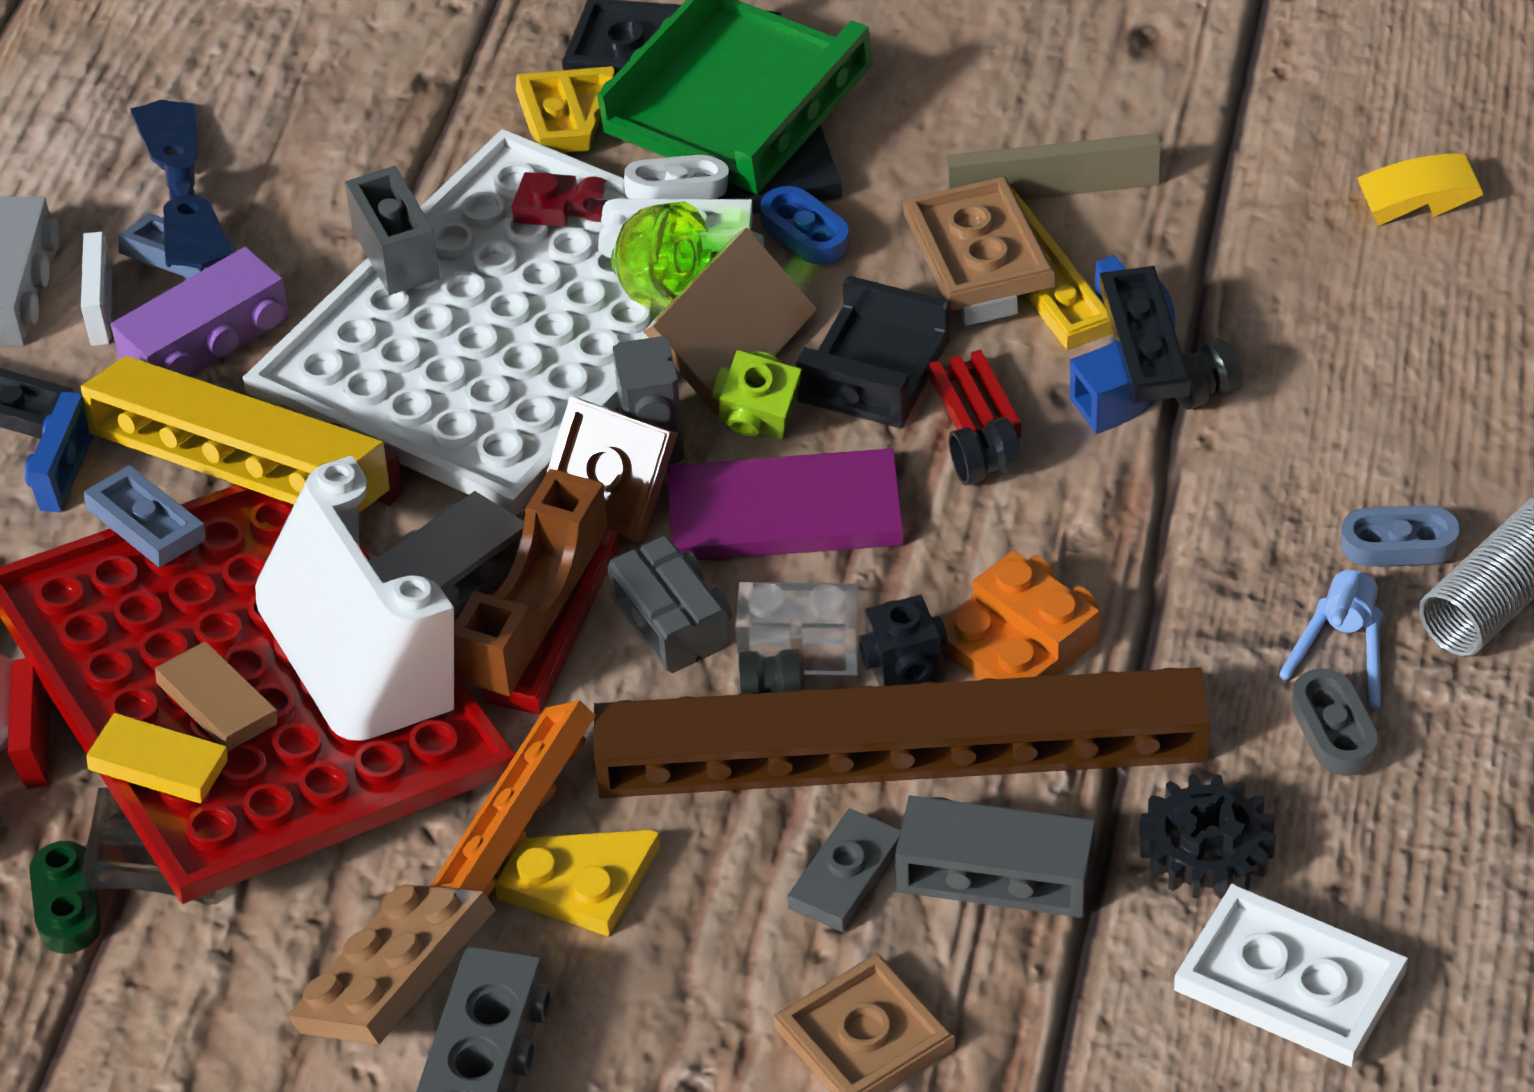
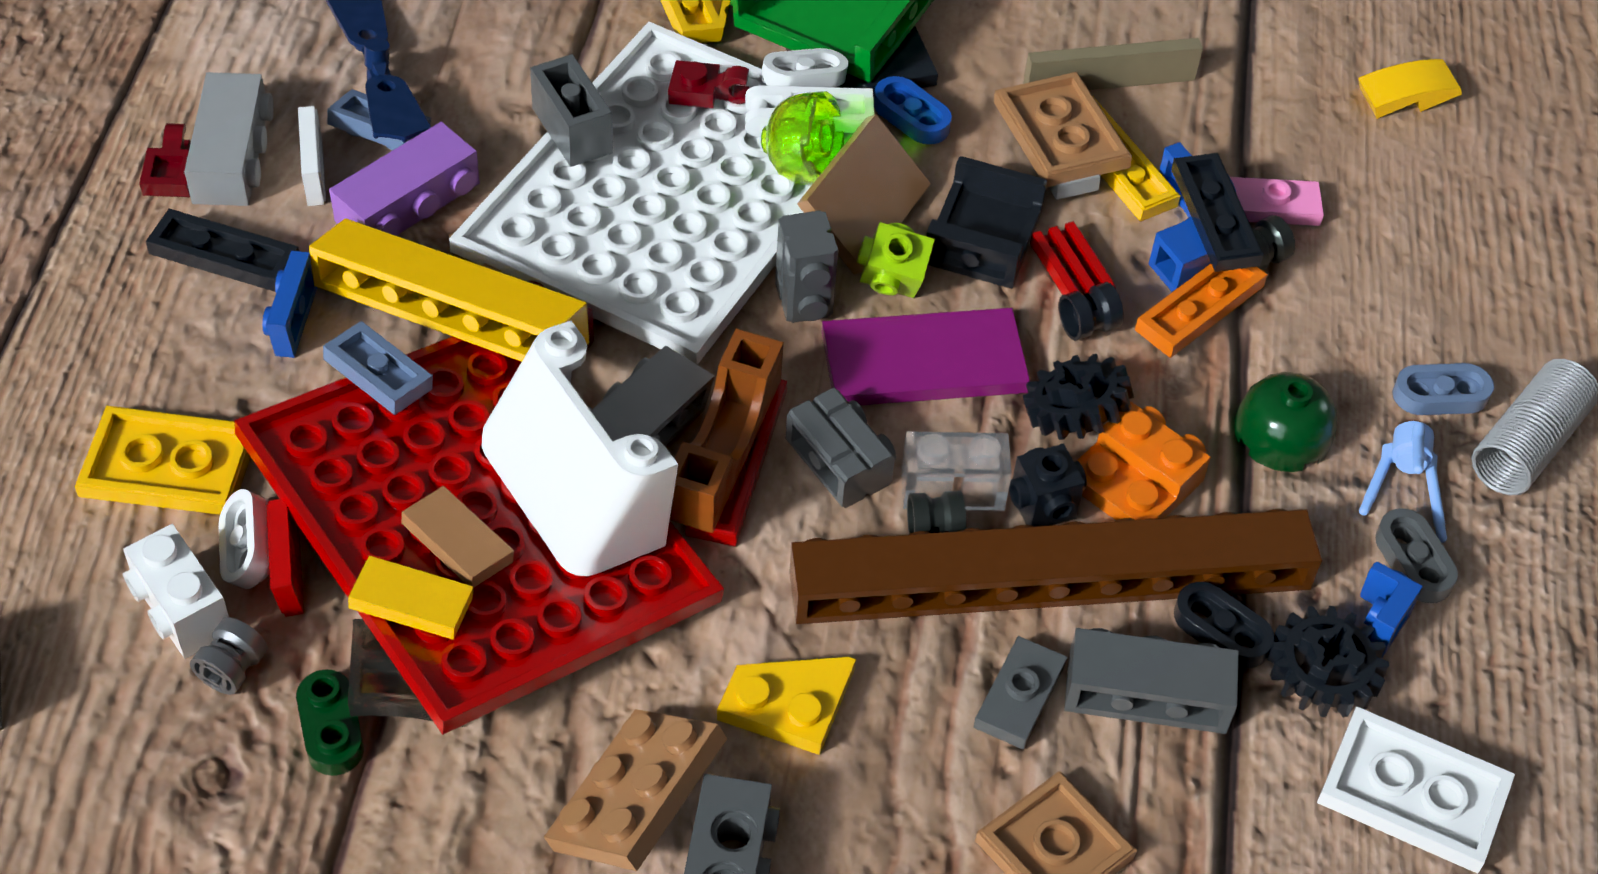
camera: 10 degrees left, 5 degrees up
(516, 796) = (728, 631): orange plate -> none
(621, 454) = (780, 311): tile -> none
(953, 545) = (1078, 396): none -> black gear
(1097, 795) = (1225, 624): none -> black plate
(1117, 444) = (1197, 306): none -> orange plate
(1203, 573) = (1287, 421): none -> dark green cylinder
(1241, 322) = (1290, 199): none -> bright pink plate
(1292, 777) = (1392, 601): none -> blue bracket

